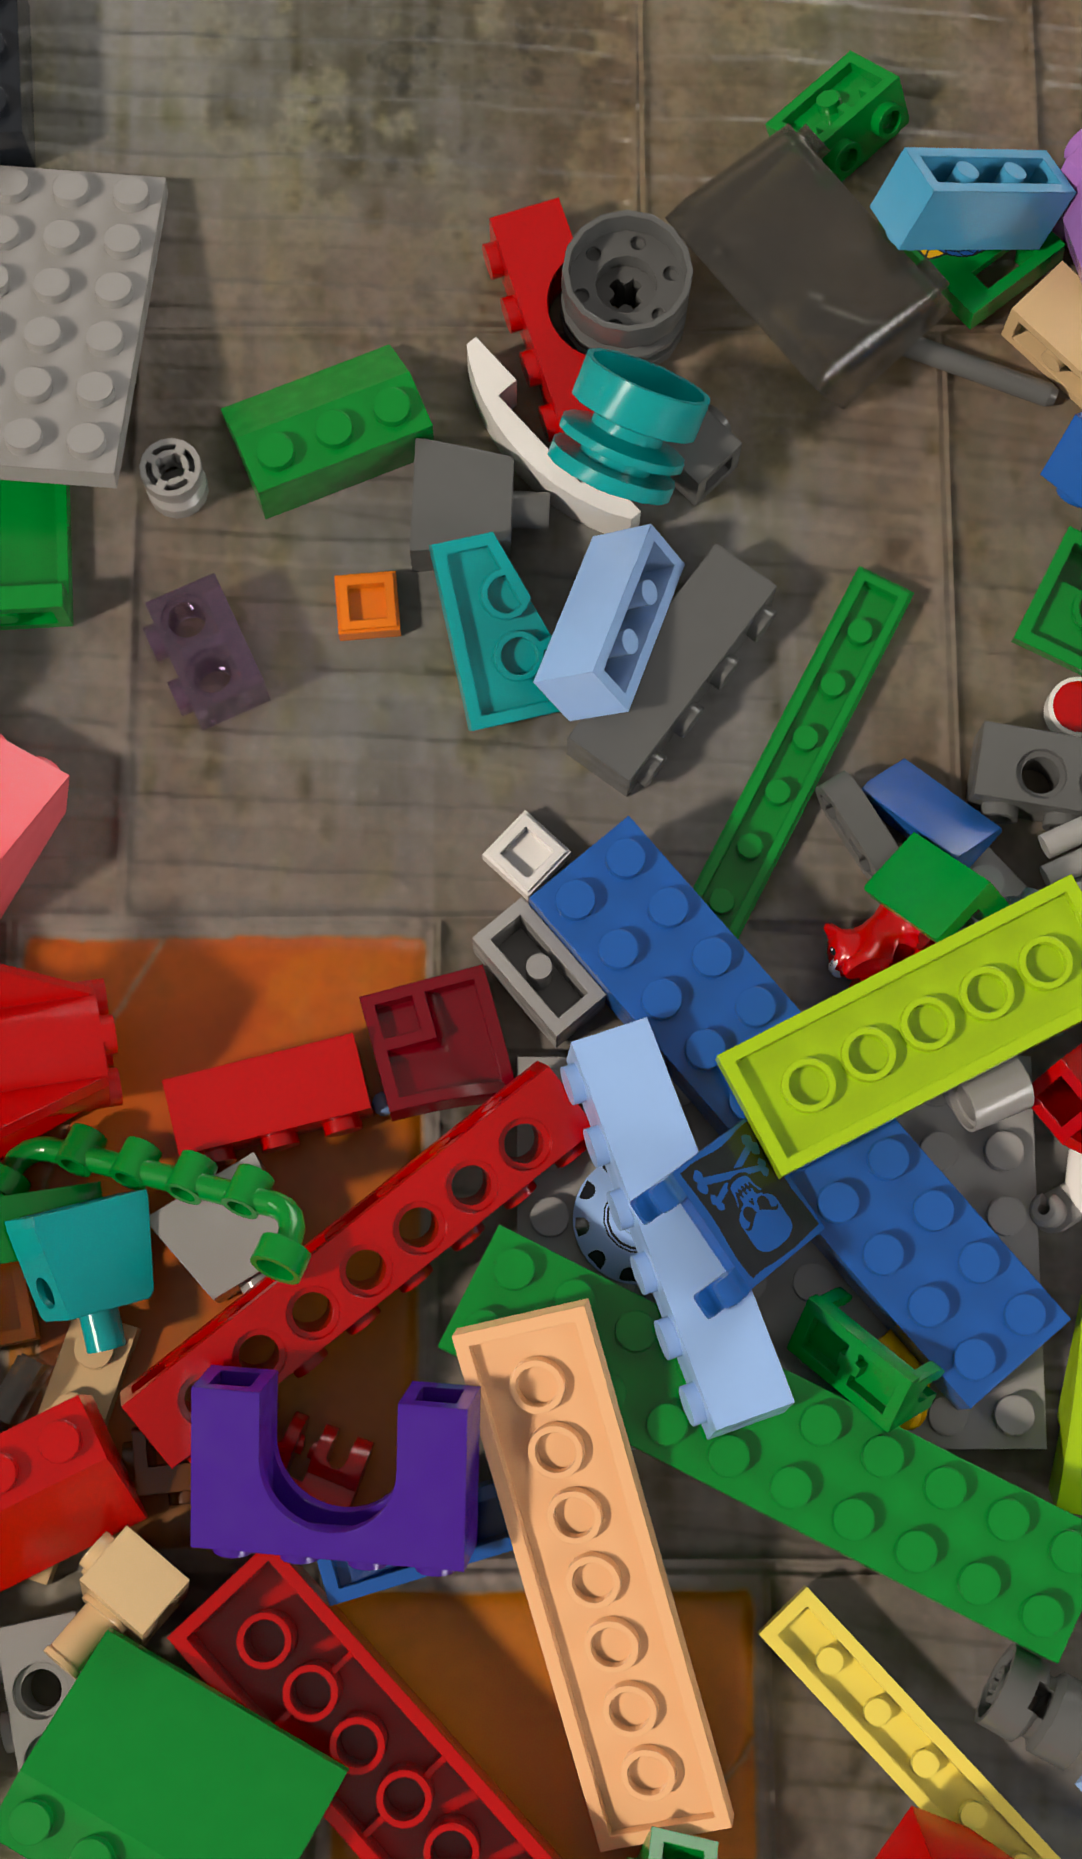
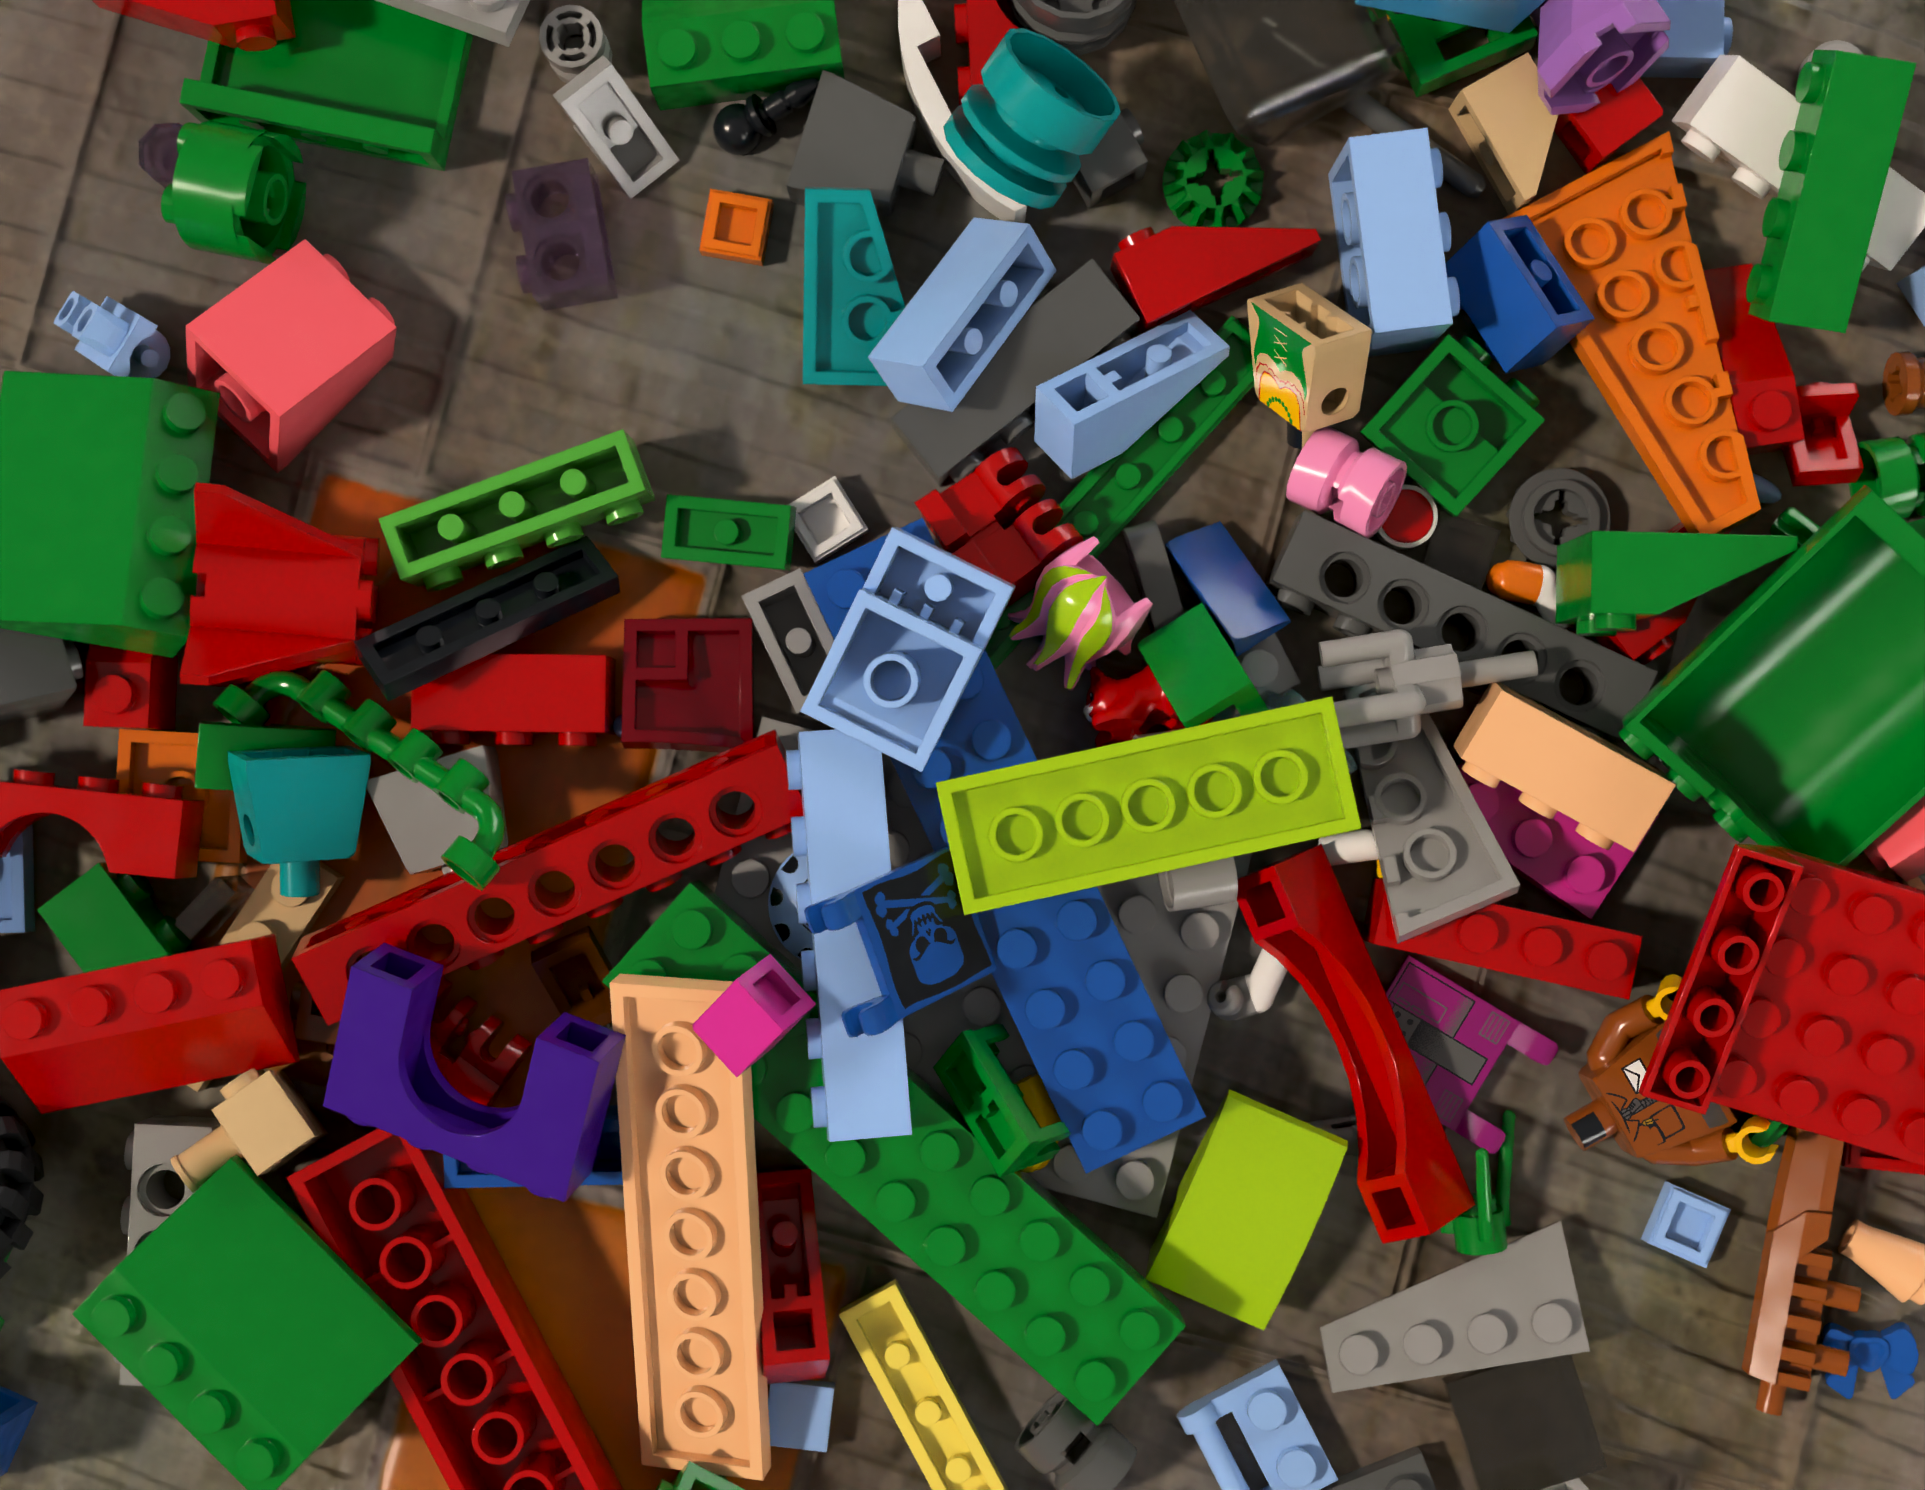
camera: 20 degrees right, 10 degrees up
(227, 1026) = (487, 617): none -> black plate
(231, 540) = (615, 127): none -> light grey slope
(231, 917) = (517, 510): none -> bright green brick
(348, 513) = (741, 126): none -> black bar
(401, 1354) = (573, 976): none -> reddish brown bracket
(438, 888) = (728, 532): none -> green plate
(605, 1325) = (753, 1015): none -> dark pink panel
(654, 935) = (907, 648): none -> light blue slope
(702, 846) = (970, 519): none -> red legs
(718, 1642) = (793, 1295): none -> red slope
(749, 1752) = (801, 1414): none -> light blue tile
(776, 663) = (1122, 392): none -> light blue slope
(796, 475) = (1194, 203): none -> green gear
(800, 872) = (1079, 613): none -> hair
(817, 526) = (1198, 265): none -> red slope
(945, 585) = (1307, 359): none -> tan torso
(991, 460) = (1393, 239): none -> light blue brick
(1013, 685) = (1342, 479): none -> bright pink wheel

